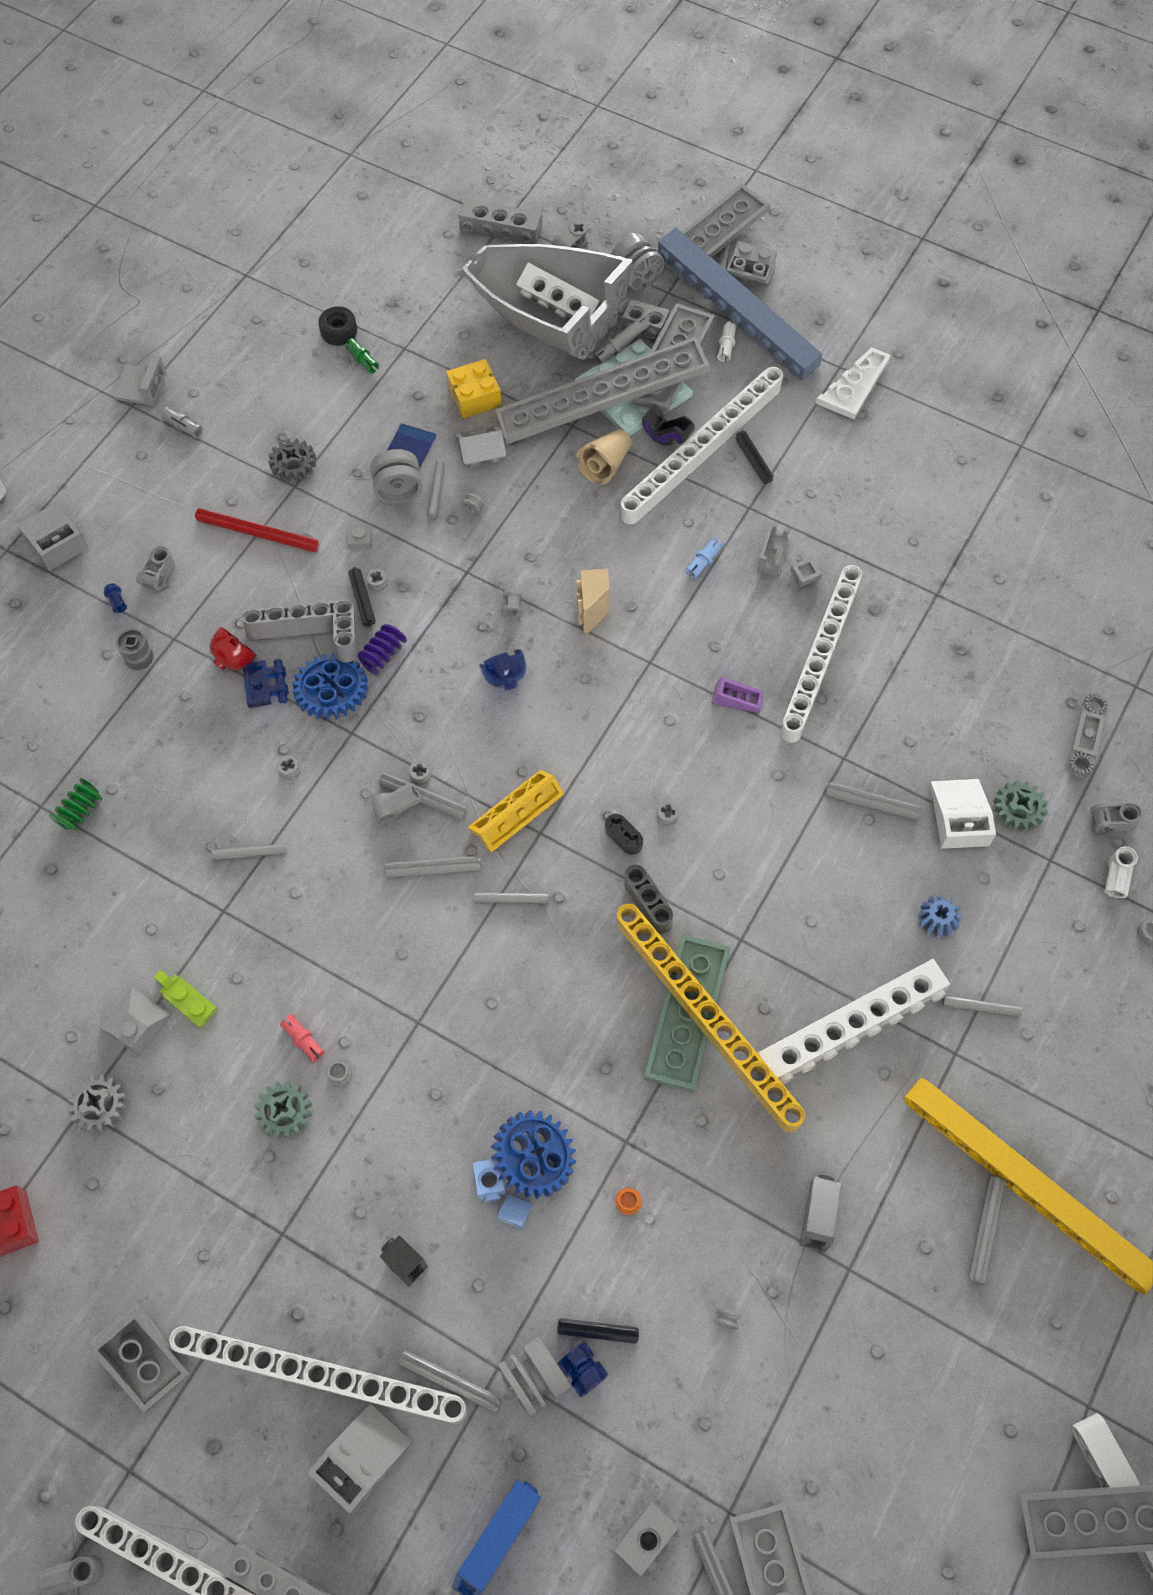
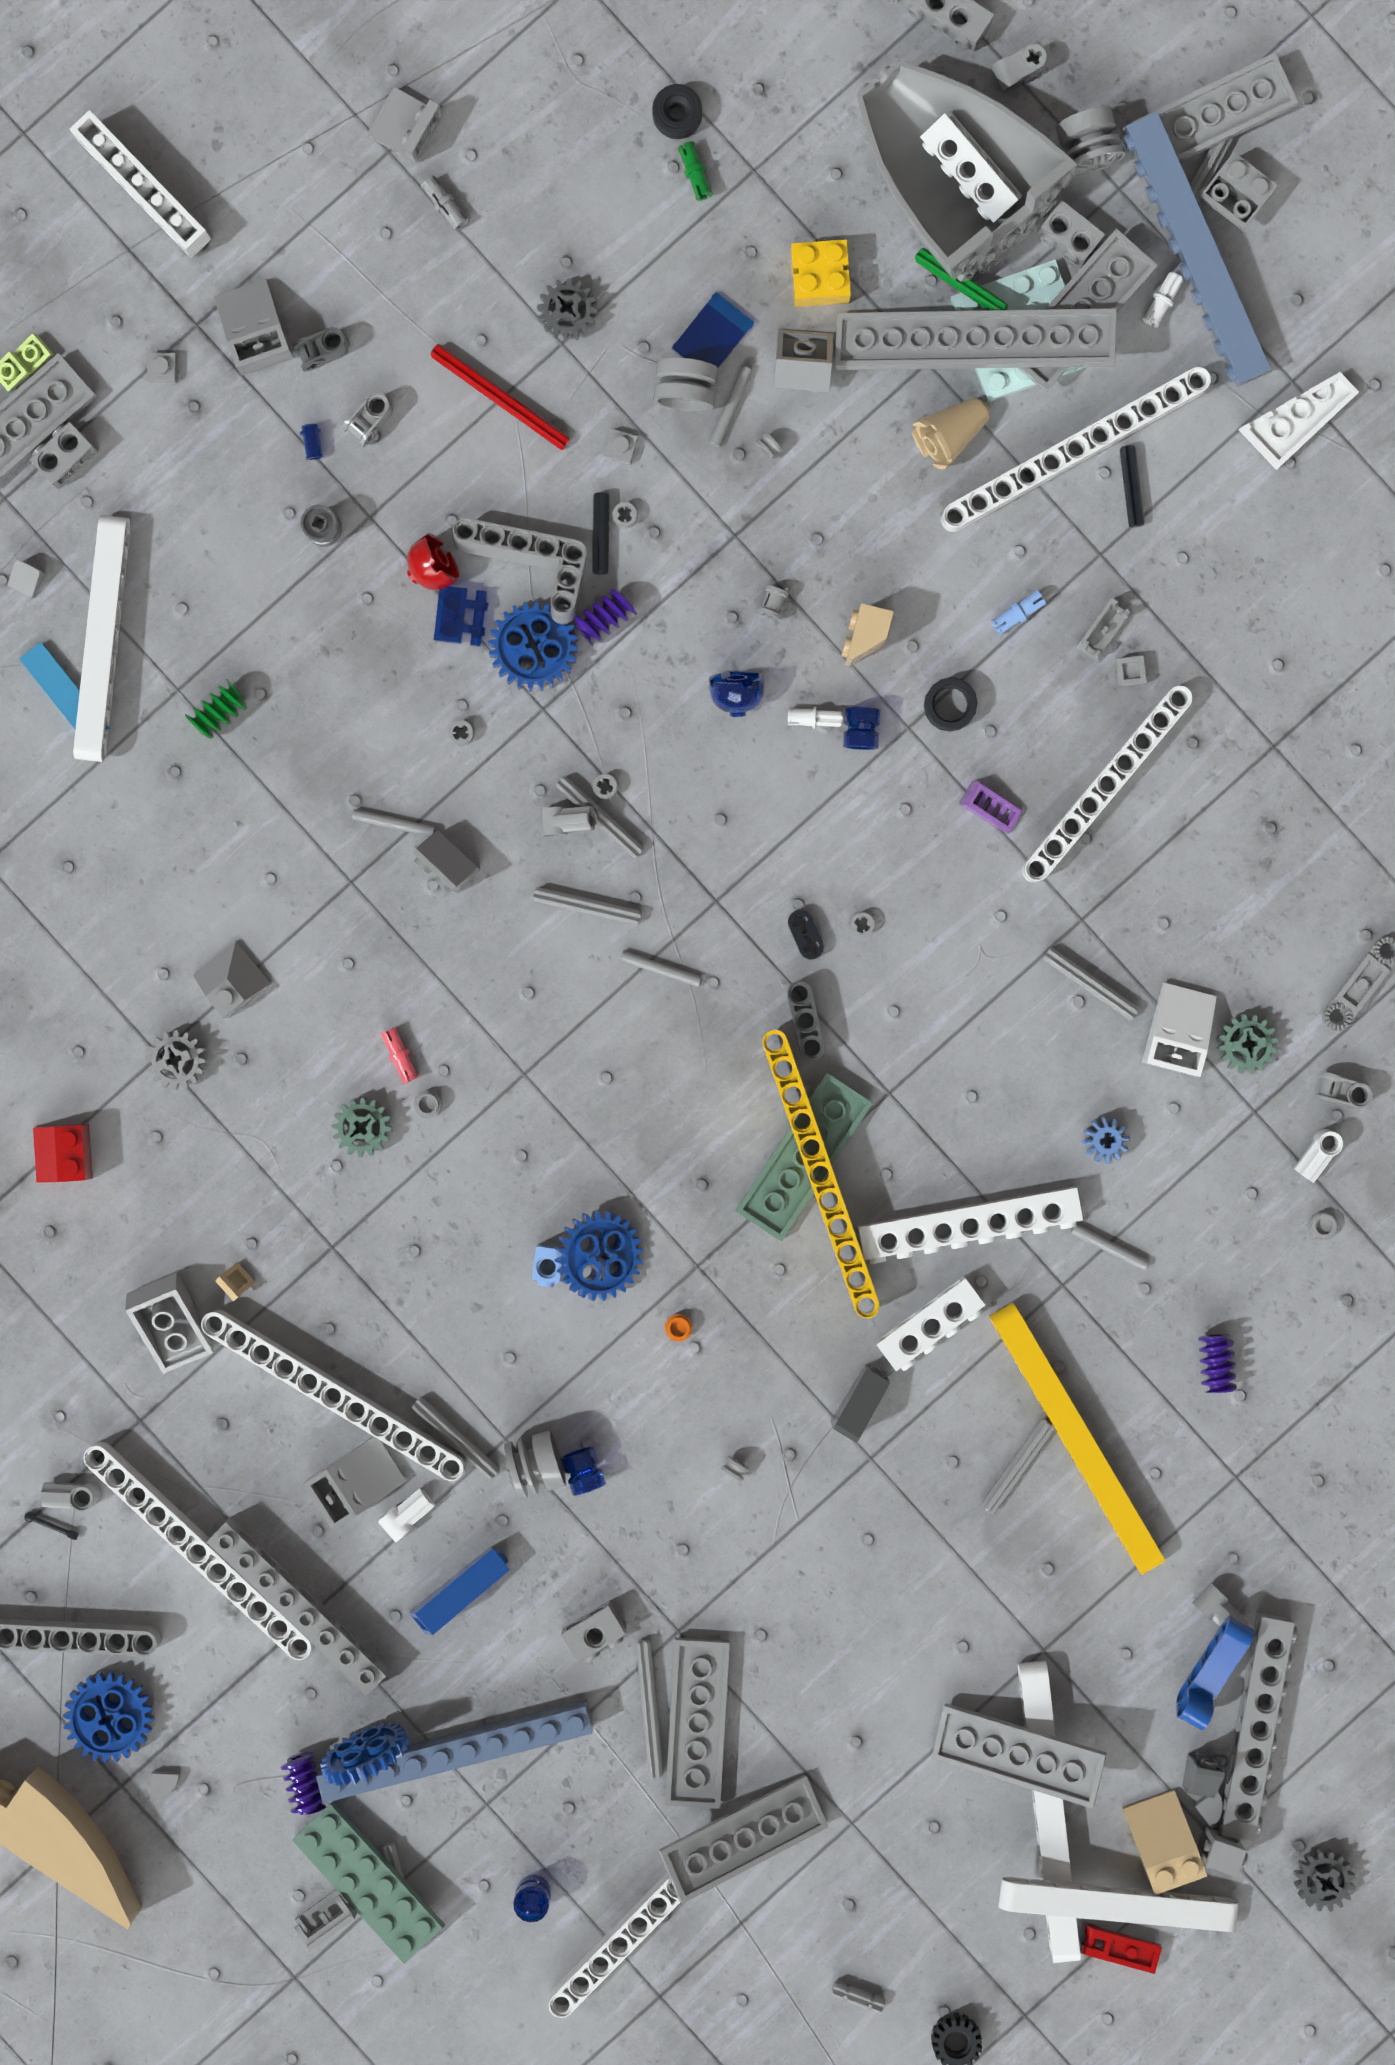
camera: 15 degrees right, 25 degrees up
(109, 532) = (319, 349): none -> dark grey piece
(185, 998) = (289, 972): lime hinge -> none
(195, 1293) = (235, 1281): none -> tan plate
(300, 865) = (446, 861): none -> light grey slope
(403, 1260) = (441, 1319): pearl dark grey brick -> none
(417, 1482) = (400, 1518): none -> white piece
(514, 1211) = (564, 1301): light blue slope -> none
(517, 810) = (699, 871): yellow fence -> none
(573, 672) = (814, 717): none -> white axle
(574, 365) = (969, 288): none -> green axle
(598, 1330) = (609, 1438): black axle -> none
(613, 667) = (861, 738): none -> clear blue wheel
(616, 344) = (1028, 262): light grey pin -> none
(666, 431) = (1038, 416): black animal -> none
(681, 618) = (967, 691): none -> black tyre
(871, 1085) = (891, 1342): none -> white brick
(1120, 1072) = (1218, 1363): none -> dark purple piece

